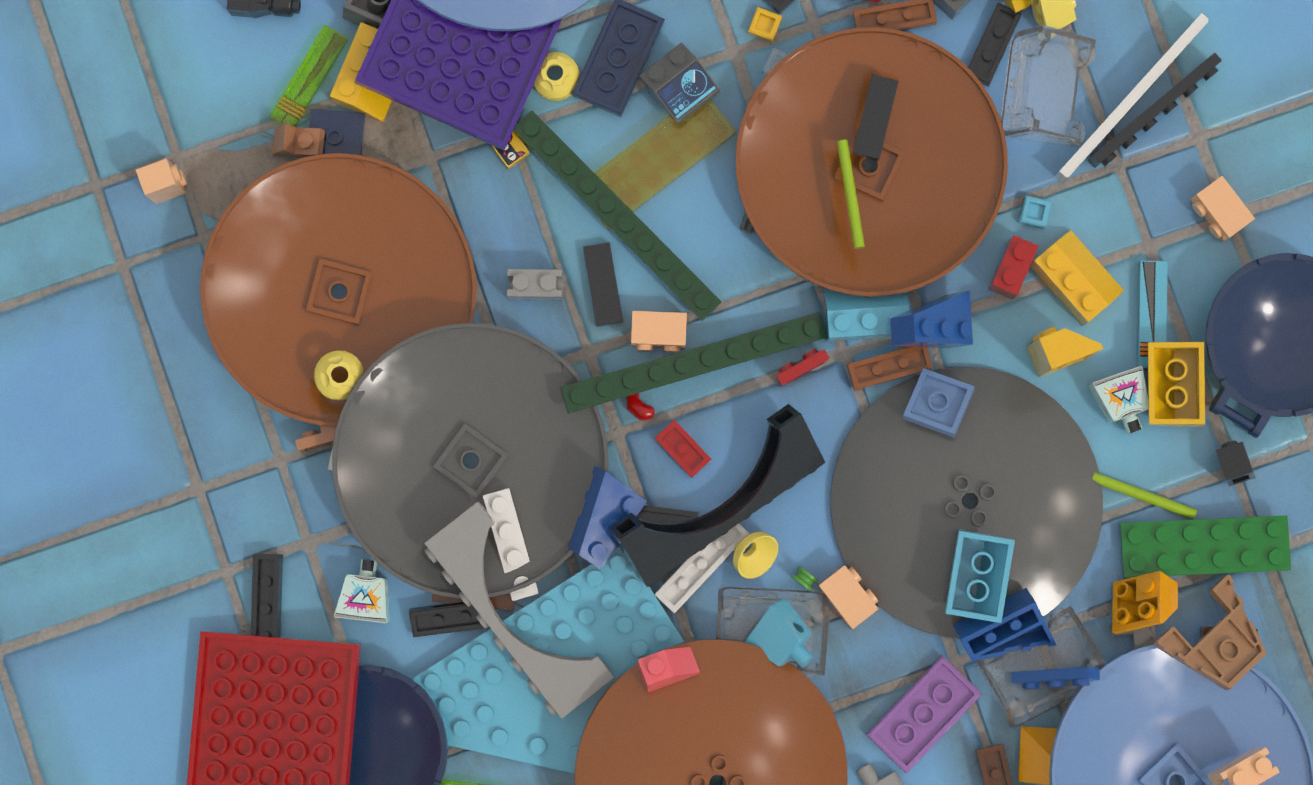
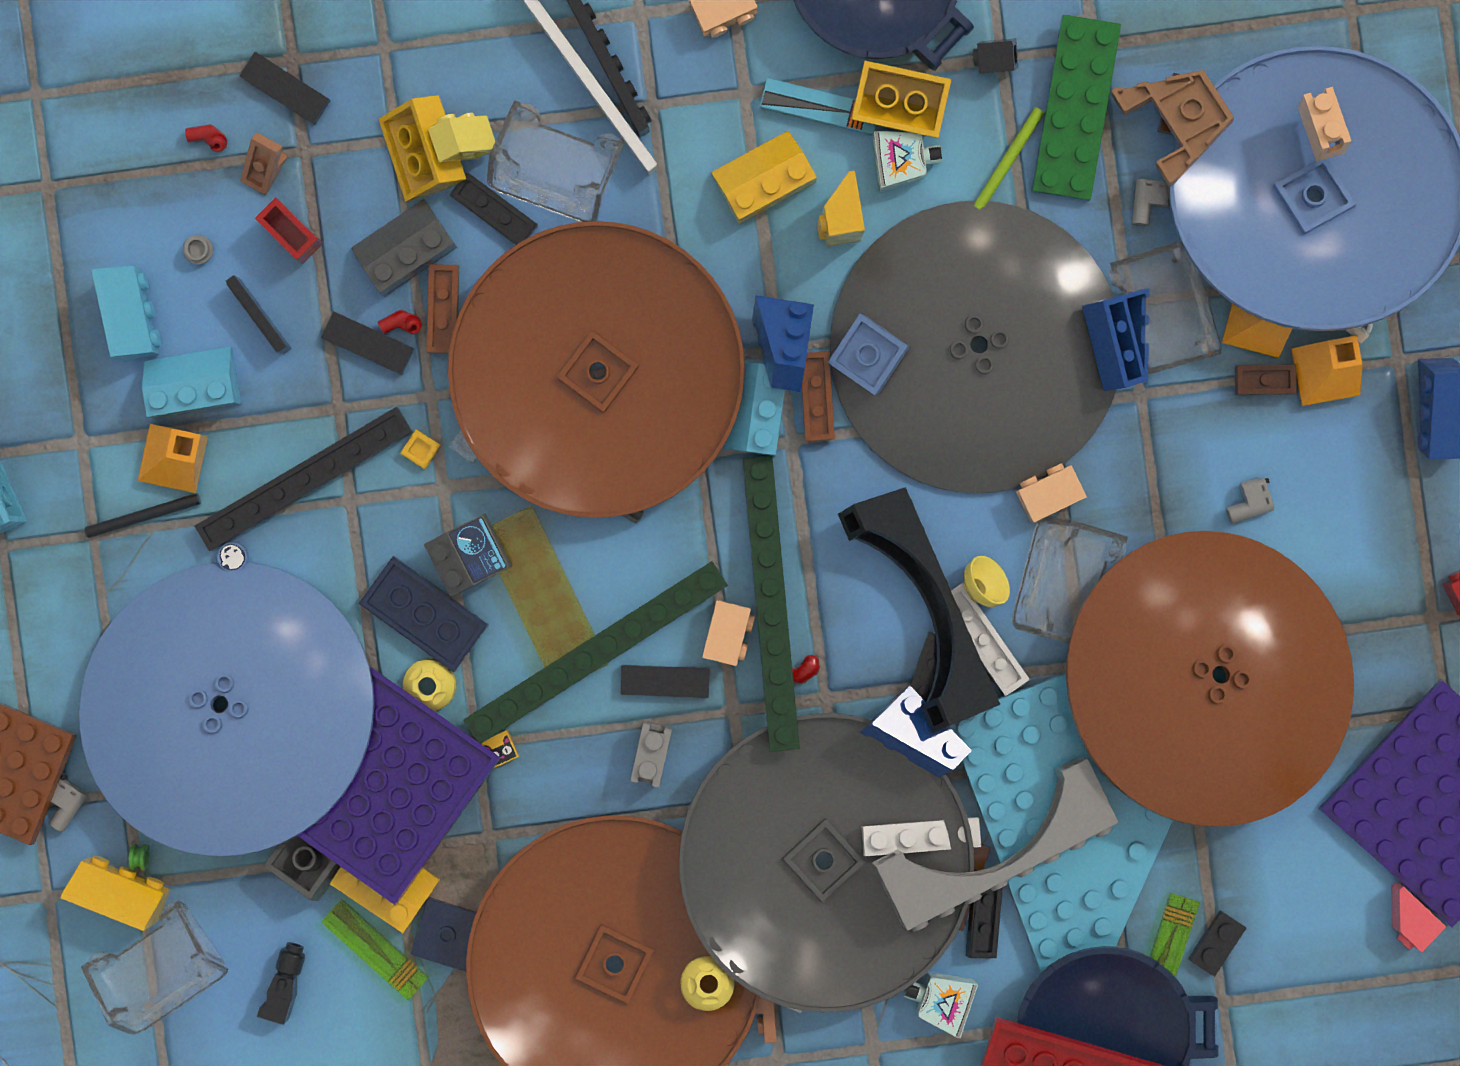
camera: 80 degrees left, 5 degrees up
(297, 141) = (443, 975): nougat slope -> none
(667, 667) = (1092, 701): coral slope -> none
(683, 448) = (858, 633): red plate -> none
(782, 635) = (1079, 572): medium azure torso -> none
(804, 578) = (1021, 535): bright green bush -> none
(811, 361) = (801, 502): red plate -> none
(850, 193) = (628, 399): lime bar -> none
(875, 117) = (550, 355): black tile -> none
(924, 714) = (1187, 440): medium lavender tile -> none
(979, 576) = (1063, 353): medium azure slope -> none
(1013, 267) = (739, 242): red piece -> none
(1034, 212) = (684, 206): medium azure tile -> none
(1055, 677) = (1184, 296): blue plate -> none
(1143, 601) = (1122, 186): light orange slope -> none

